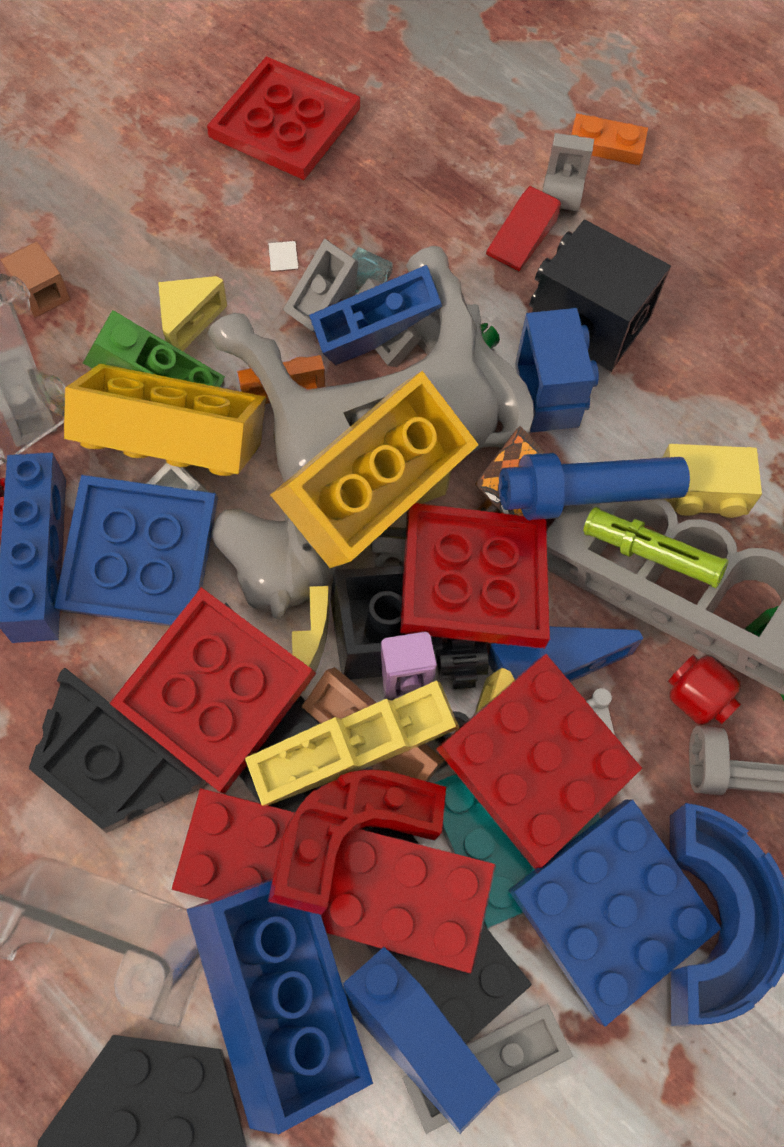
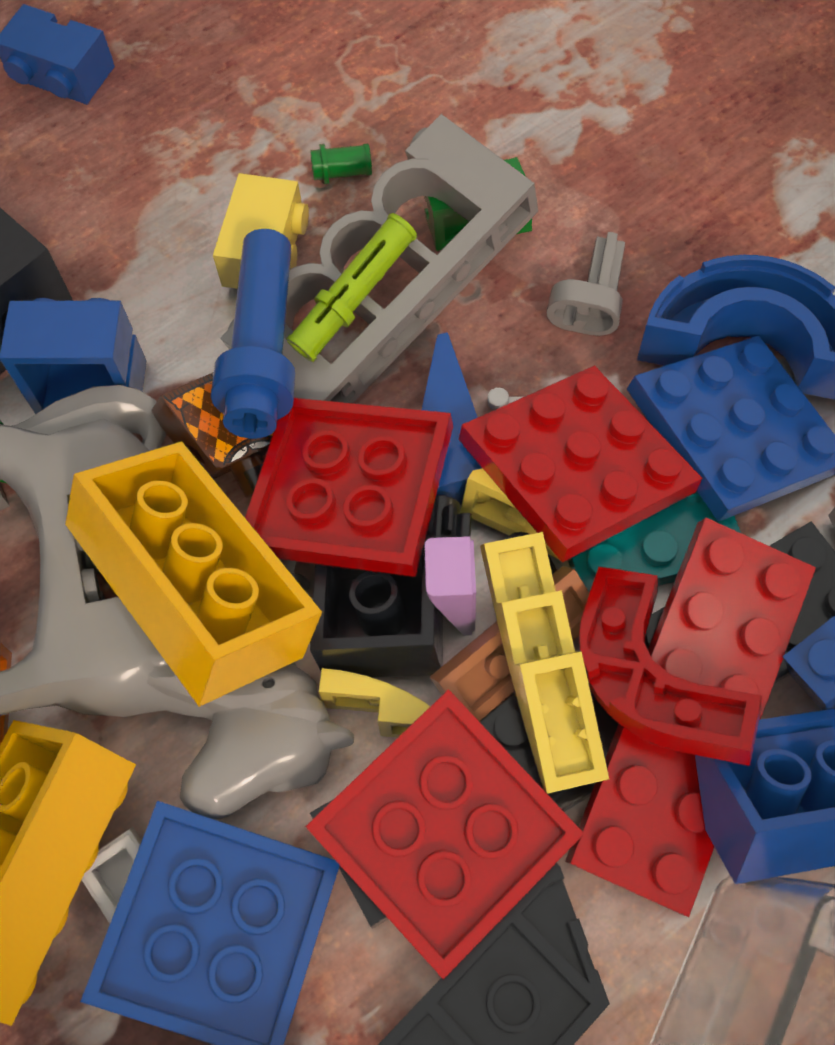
camera: 75 degrees left, 0 degrees up
(705, 690) = (508, 293): red head -> none

